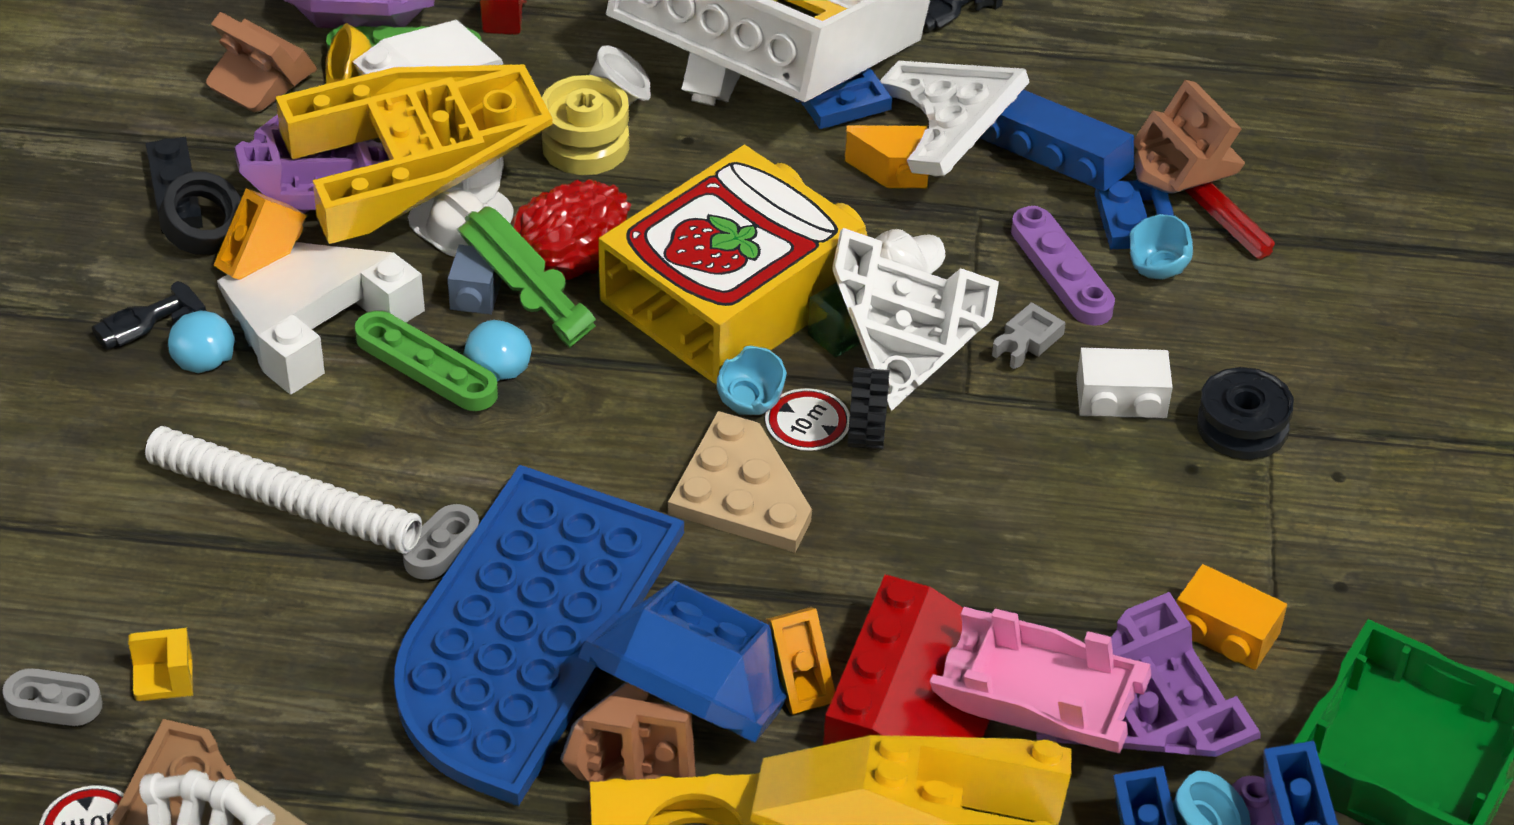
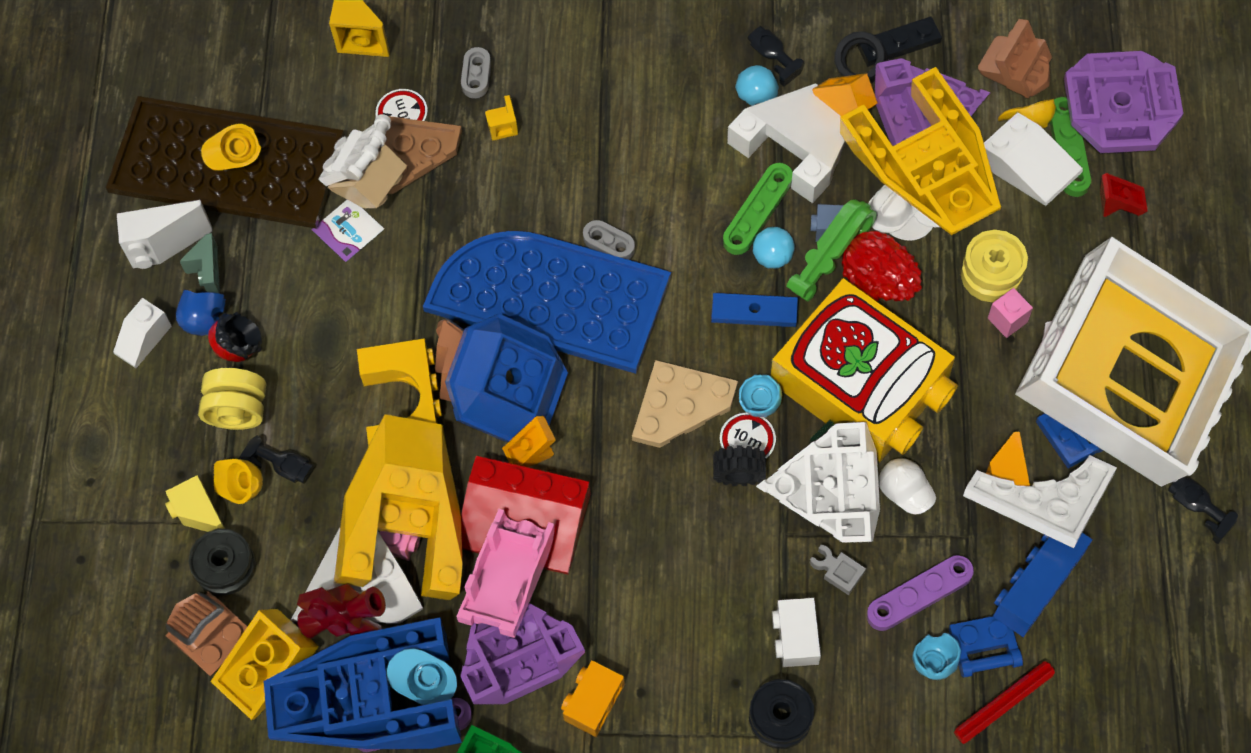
camera: 90 degrees right, 20 degrees up
(284, 489) = (630, 150): white piece -> none
(601, 381) = (738, 308): none -> blue tile
(623, 71) = (1044, 280): white piece -> none
(659, 121) = (1010, 312): none -> bright pink brick
(1187, 143) = (1038, 671): nougat piece -> none

